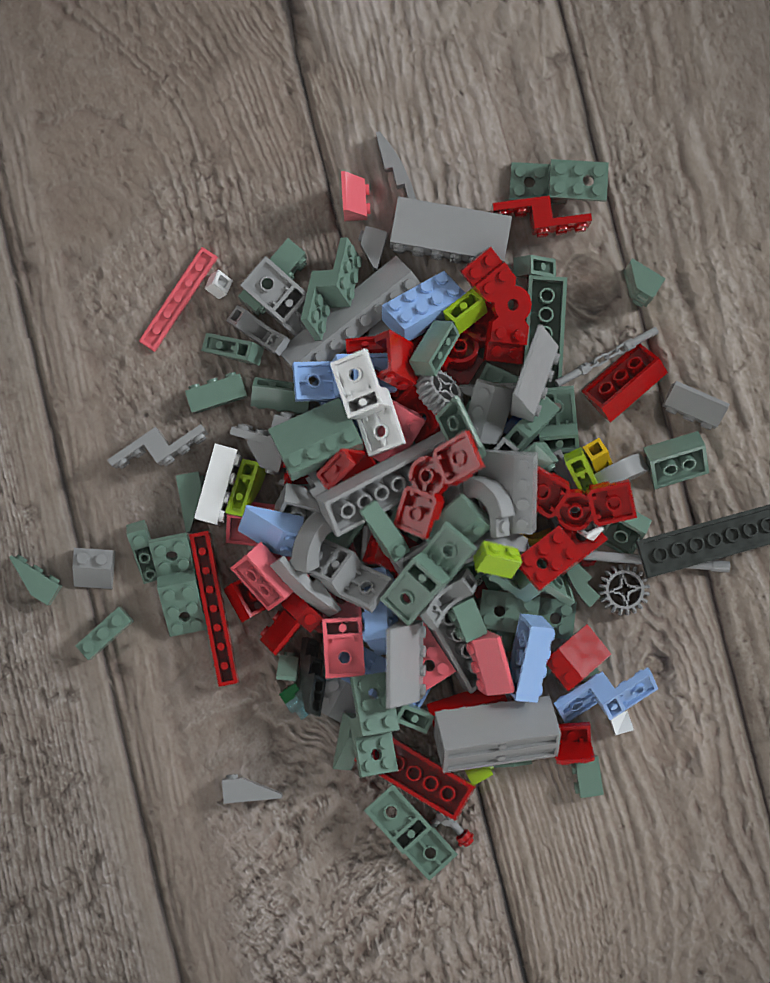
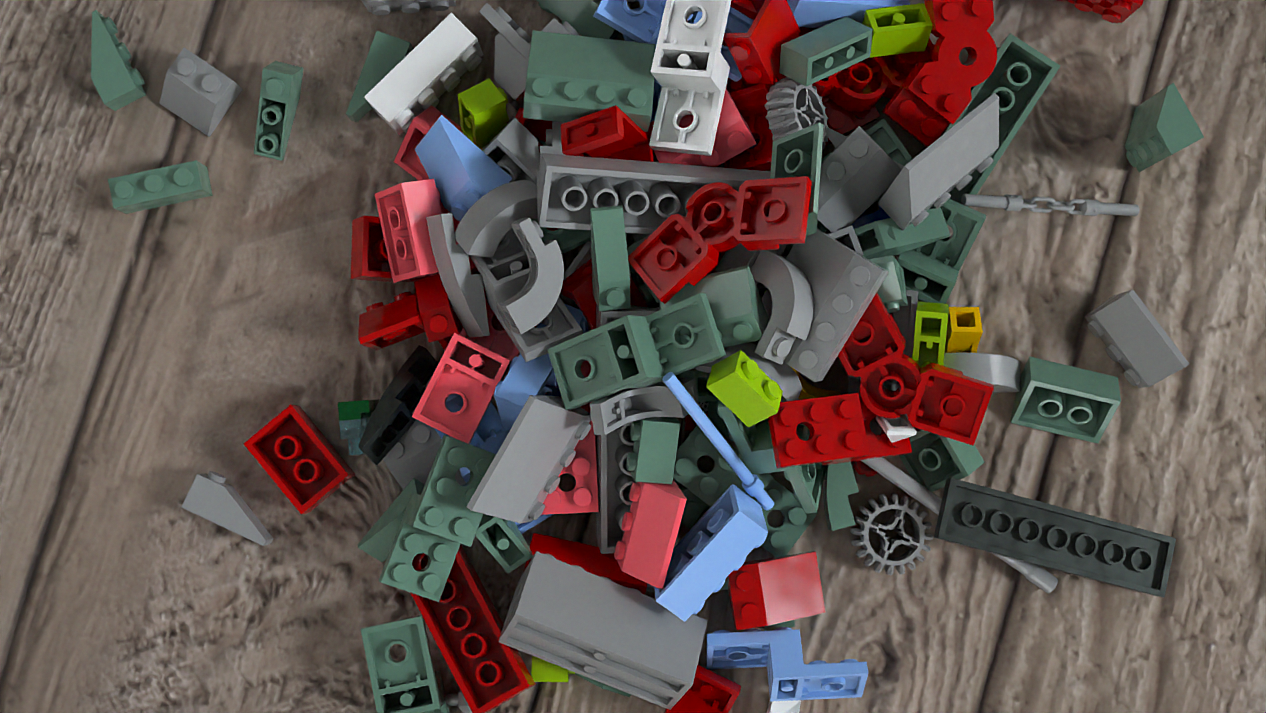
camera: 30 degrees right, 0 degrees up
(177, 584) = (294, 177): sand green bracket -> none
(214, 608) = (324, 237): red brick -> none
(246, 487) = (446, 100): lime slope -> none
(264, 489) = (482, 112): none -> lime brick
(273, 739) = (299, 459): none -> red brick
(288, 667) = (375, 374): sand green slope -> none
(356, 564) = (544, 280): none -> light grey arch
(530, 607) = (750, 482): none -> light blue bar
(534, 265) = (1021, 23): sand green slope -> none
(624, 382) = (1055, 254): red slope -> none

